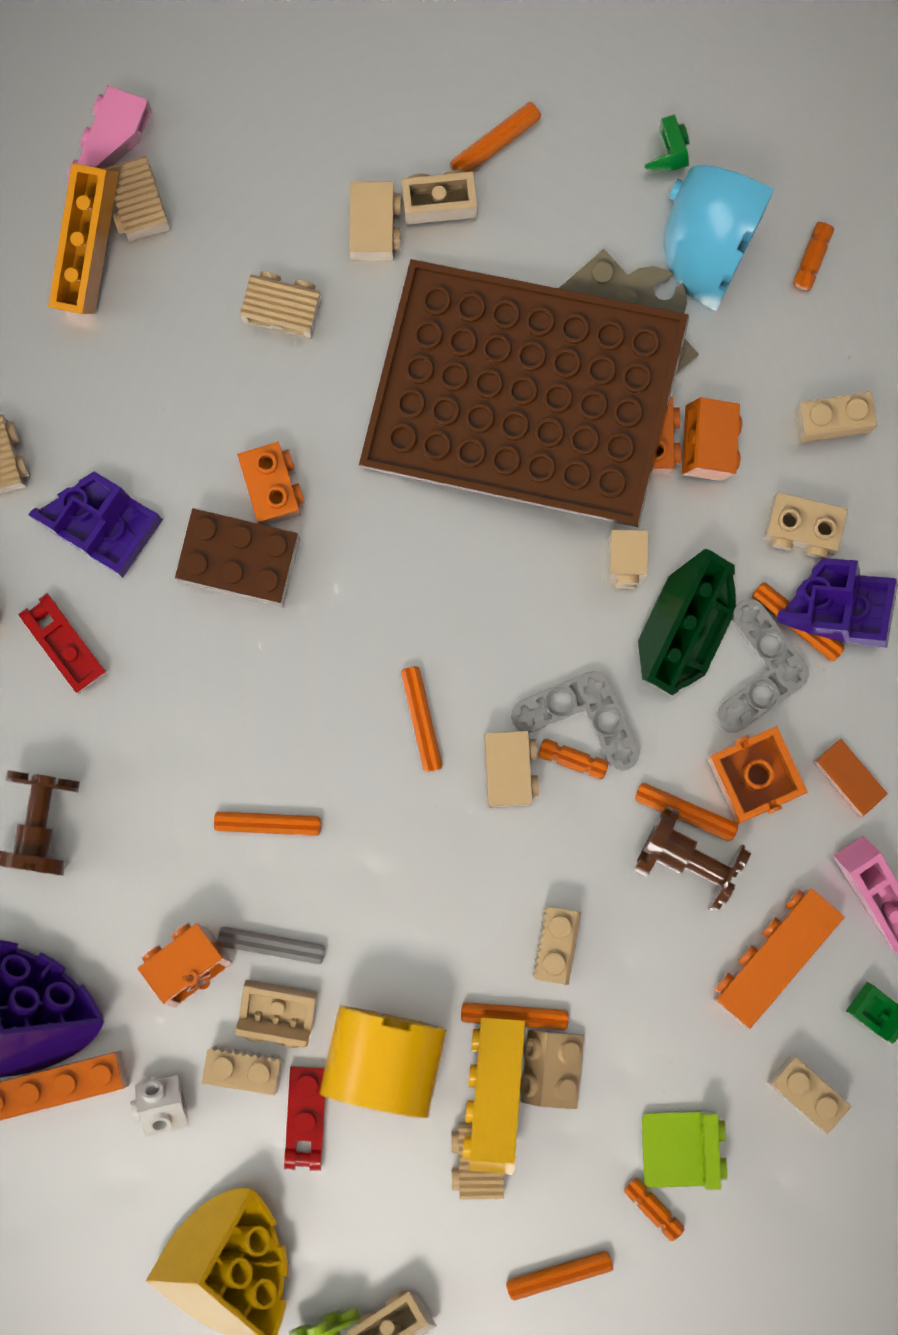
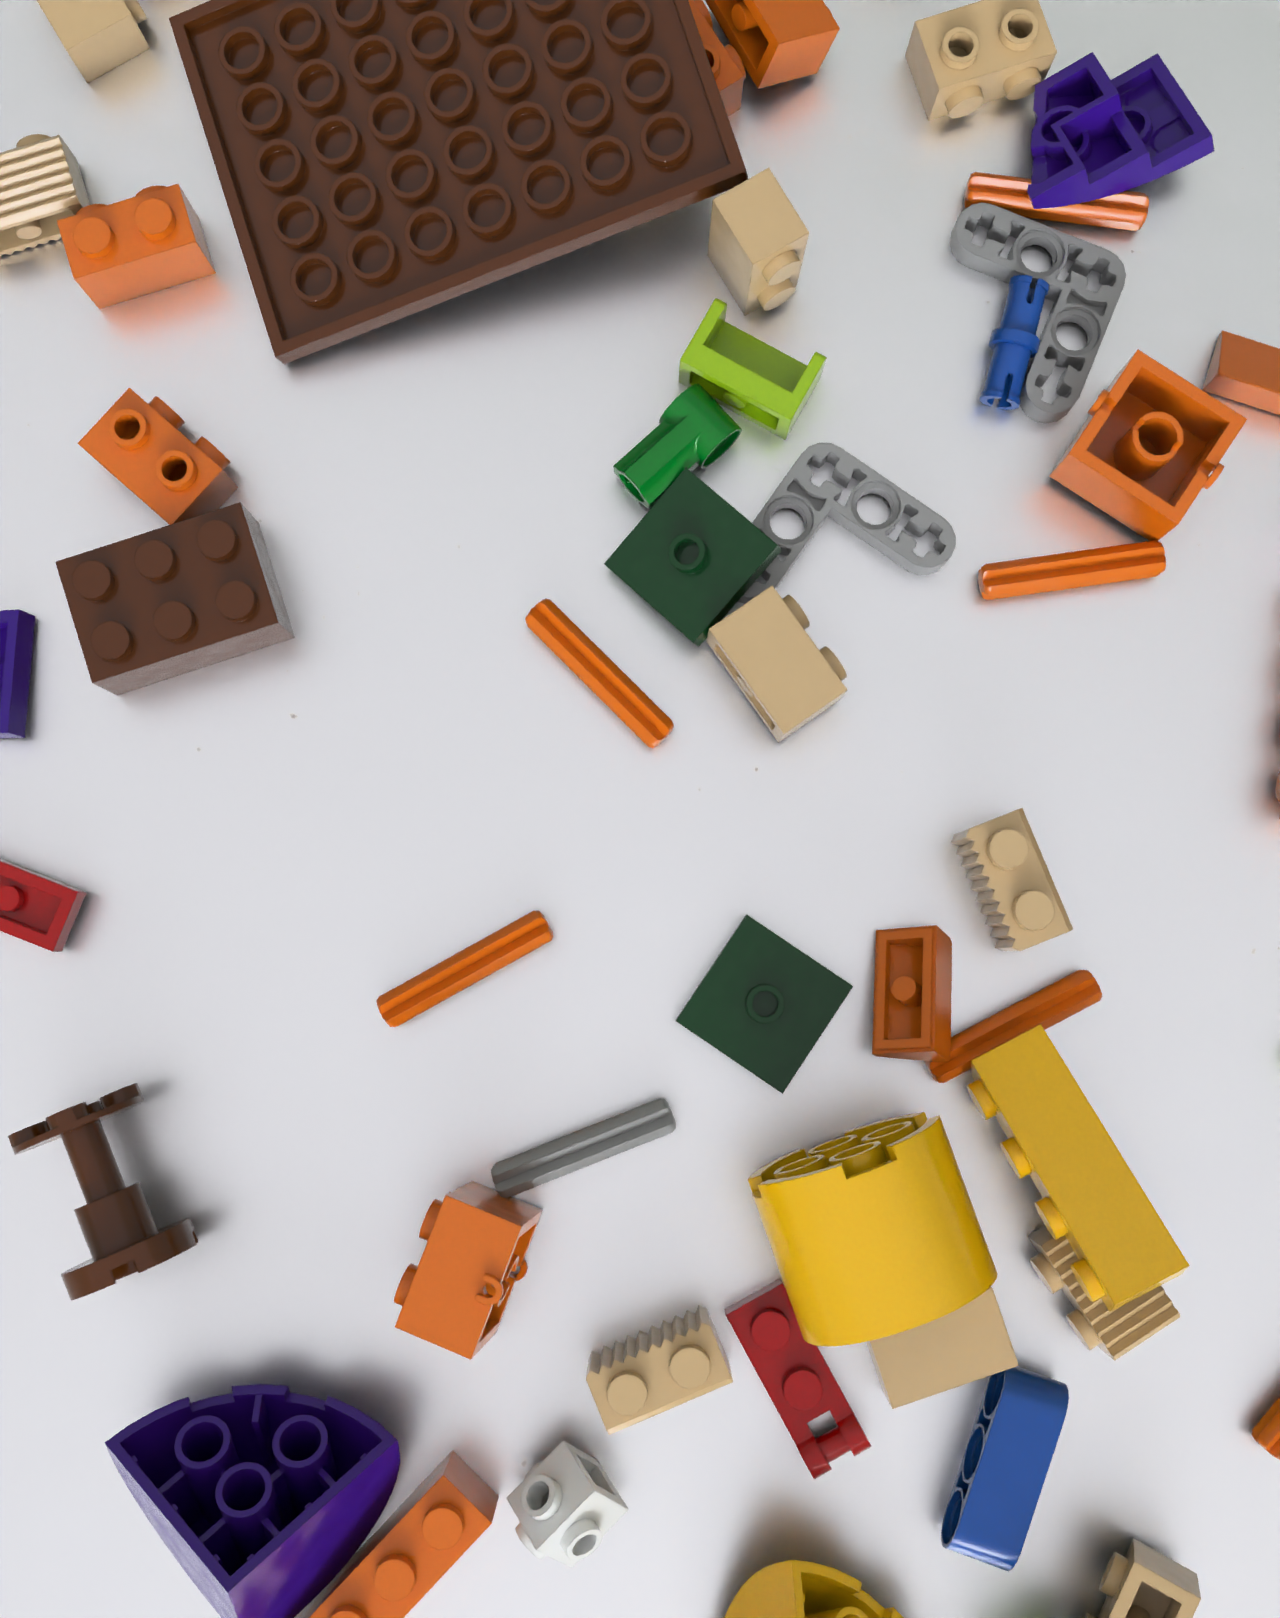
camera: 35 degrees left, 0 degrees up
(276, 1014) = (656, 1250): tan bracket -> none
(324, 367) = (136, 245): none -> orange brick
(378, 1218) = (1004, 1467): none -> blue beam
(383, 1139) = (944, 1352): none -> tan brick
(401, 930) = (764, 1003): none -> dark green plate
(475, 970) = (912, 994): none -> orange slope
(501, 691) = (692, 556): none -> dark green plate
(538, 629) = (689, 435): none -> green piece
(552, 1069) = (1122, 1069): tan bracket -> none
(573, 759) = (860, 594): orange axle -> none
(588, 615) = (748, 373): none -> lime panel
(679, 853) = (1110, 629): reddish brown piece -> none
(688, 622) = (900, 285): dark green wedge -> none
(730, 681) = (1014, 342): none -> blue pin

